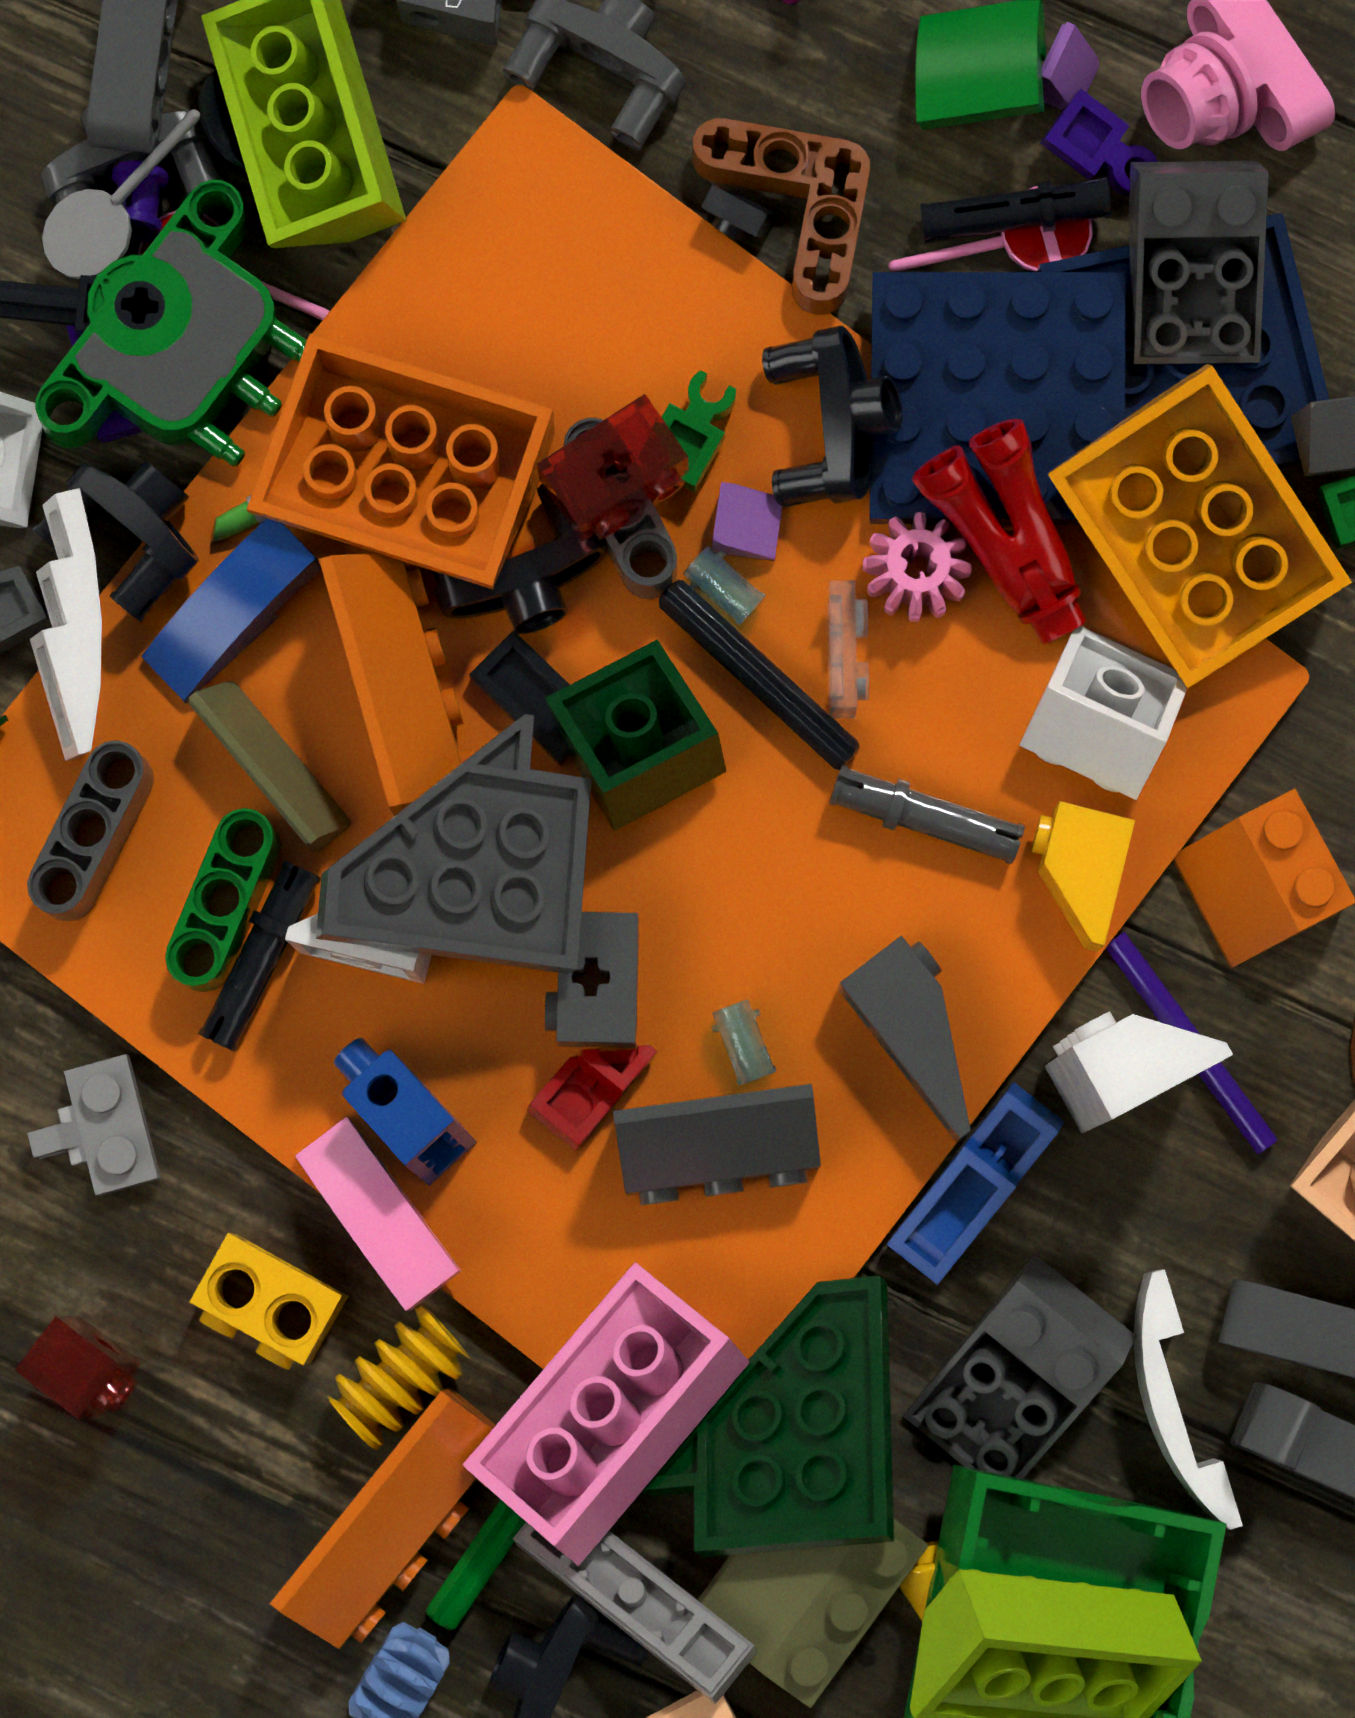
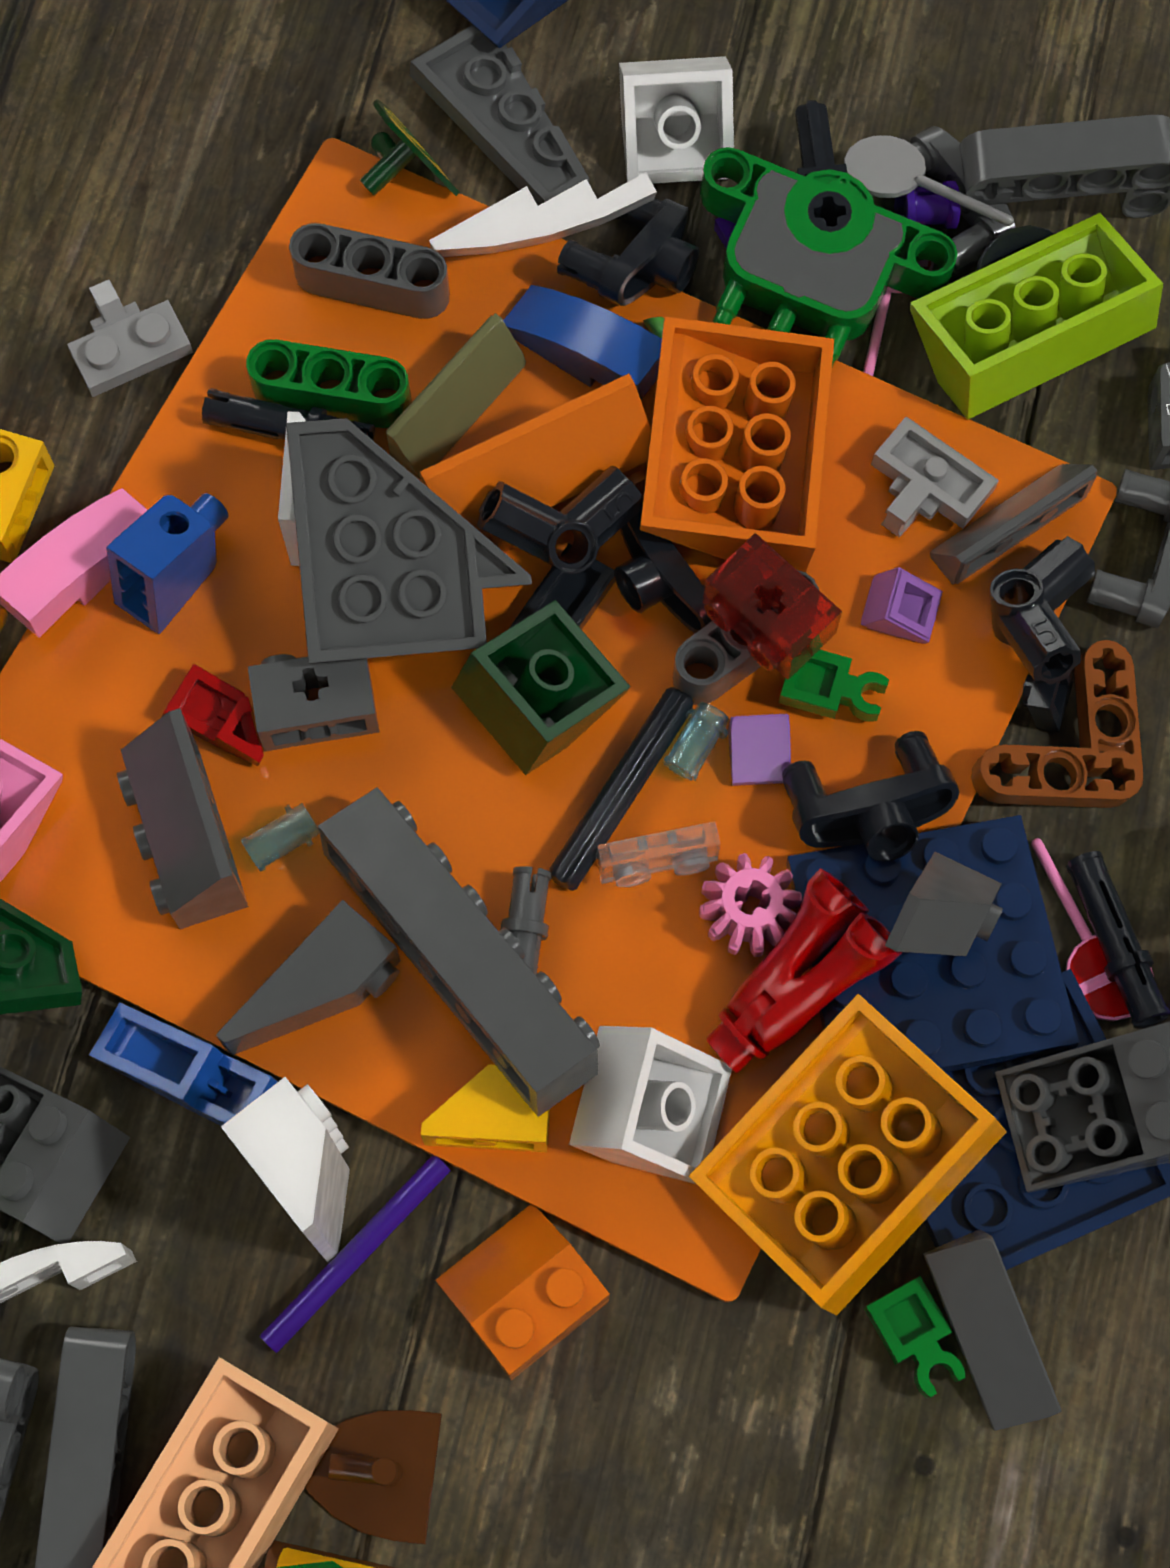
camera: 75 degrees right, 10 degrees down
(475, 275) = (929, 479): none -> light grey hinge
(477, 671) = (536, 526): none -> black piece
(538, 200) = (1013, 520): none -> dark grey slope
(611, 341) = (901, 605): none -> medium lavender slope
(681, 205) = (1025, 607): none -> black piece
(915, 871) = (461, 951): none -> dark grey brick
(980, 366) = (946, 910): none -> dark grey slope

